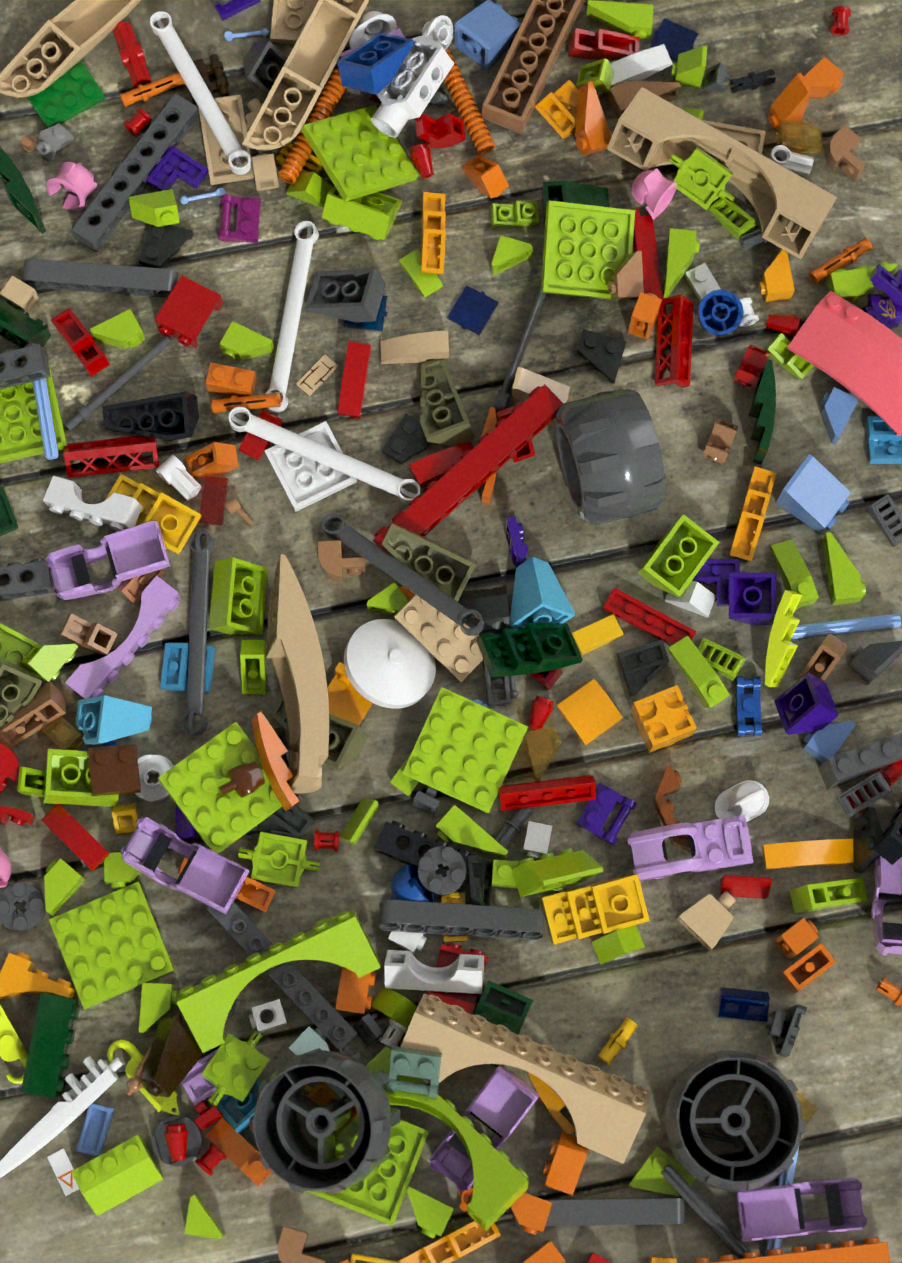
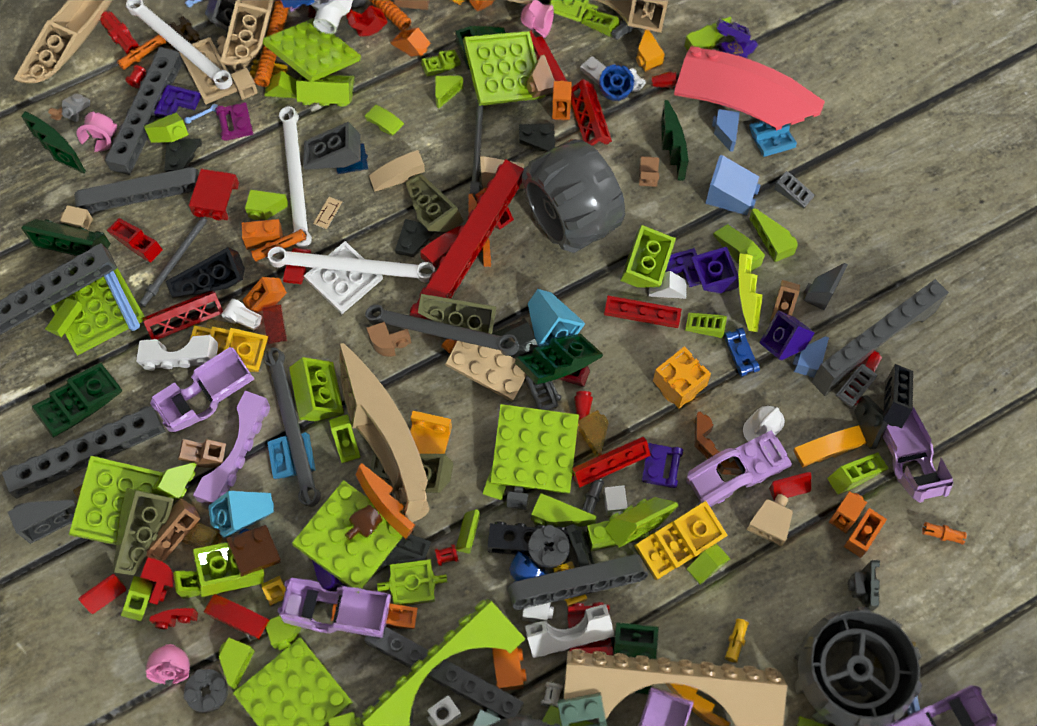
camera: 15 degrees left, 10 degrees down
(67, 96) = (76, 74): green plate -> none
(119, 331) = (163, 223): lime slope -> none
(135, 586) = (229, 405): nougat plate -> none
(154, 764) = (290, 561): white plate -> none
(233, 506) = (291, 323): medium nougat hand -> none
(354, 379) = (357, 205): red slope -> none
(368, 1028) = (530, 696): dark grey tile -> none
(387, 601) = (435, 357): lime slope -> none
(388, 664) = (452, 402): white dish -> none
(394, 1006) = (546, 670): lime slope -> none
(422, 160) = (360, 44): red cone -> none
(433, 233) = (384, 90): light orange slope -> none
(473, 310) = (431, 135): clear blue piece -> none
(514, 535) = (520, 283): dark purple plate -> none
(589, 711) = (621, 392): light orange slope -> none
(597, 634) = (607, 334): yellow tile -> none
(642, 664) = (649, 345): pearl dark grey wing -> none
(679, 256) = (571, 53): lime slope -> none
(698, 673) = (695, 337): lime slope -> none
(743, 1004) = (825, 579): clear blue slope -> none
(751, 367) = (652, 114): red brick -> none
(753, 513) = (691, 214): light orange slope -> none
(788, 360) = (678, 103): lime slope -> none
(847, 626) = (793, 272): light blue axle -> none
(848, 256) = (693, 23): orange pin -> none

